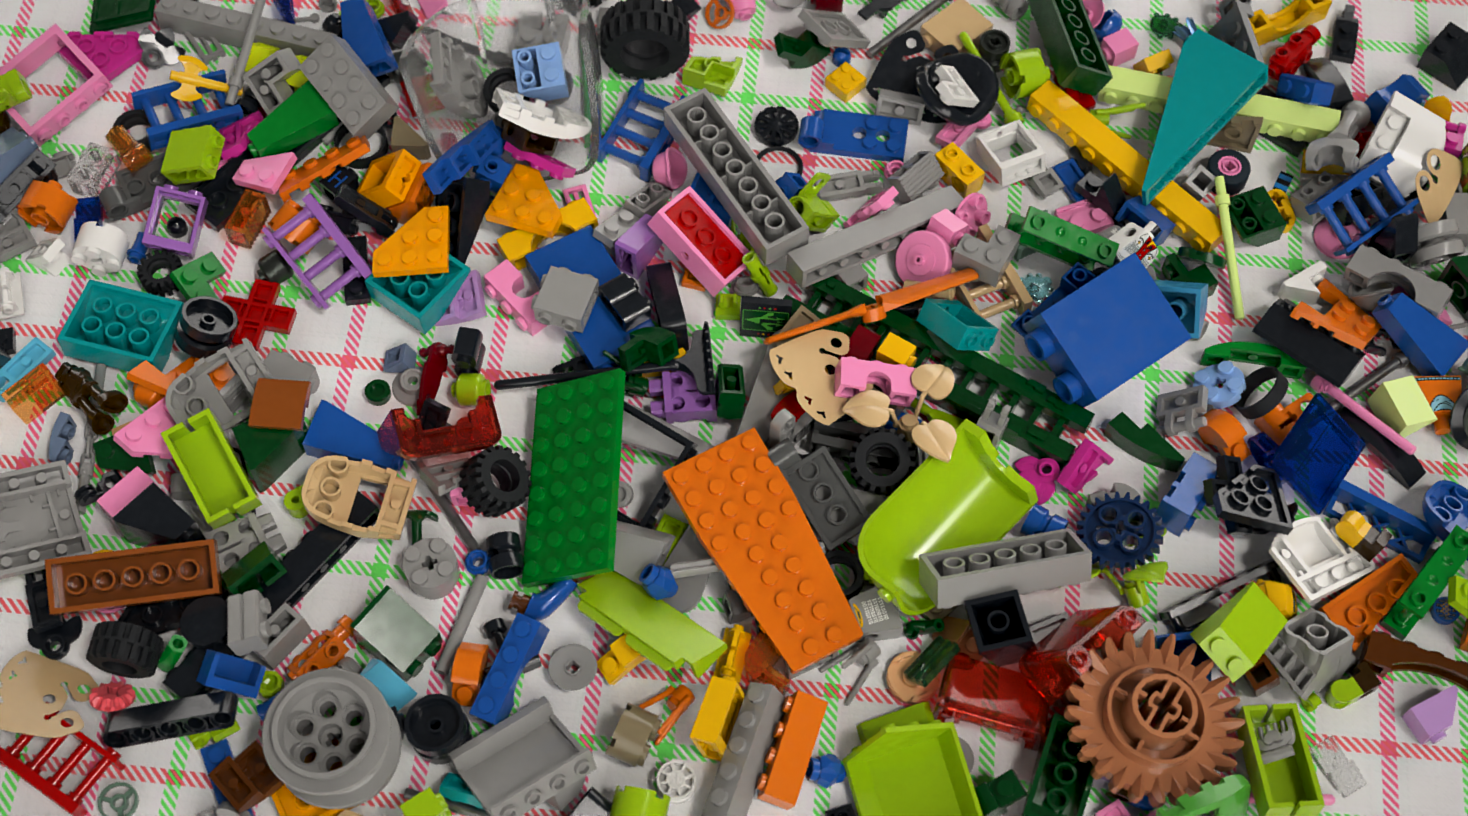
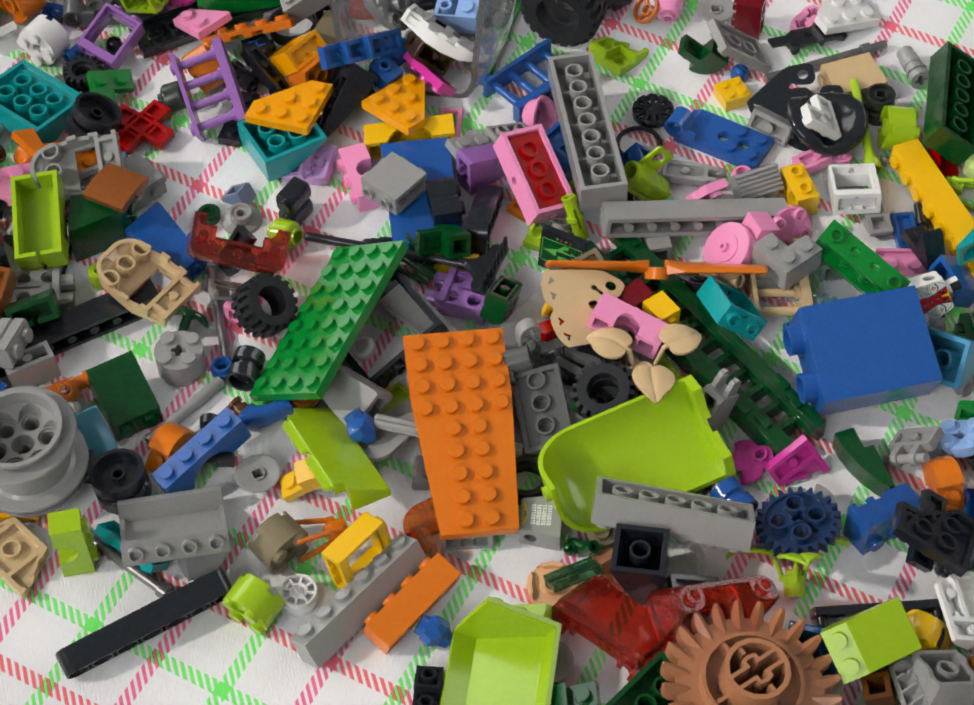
camera: 25 degrees right, 10 degrees down
(247, 219) = (158, 56): clear orange brick -> none
(432, 371) = (261, 210): dark red piece -> none
(732, 659) = (396, 512): yellow hinge -> none
(863, 654) = (516, 550): light grey plant -> none

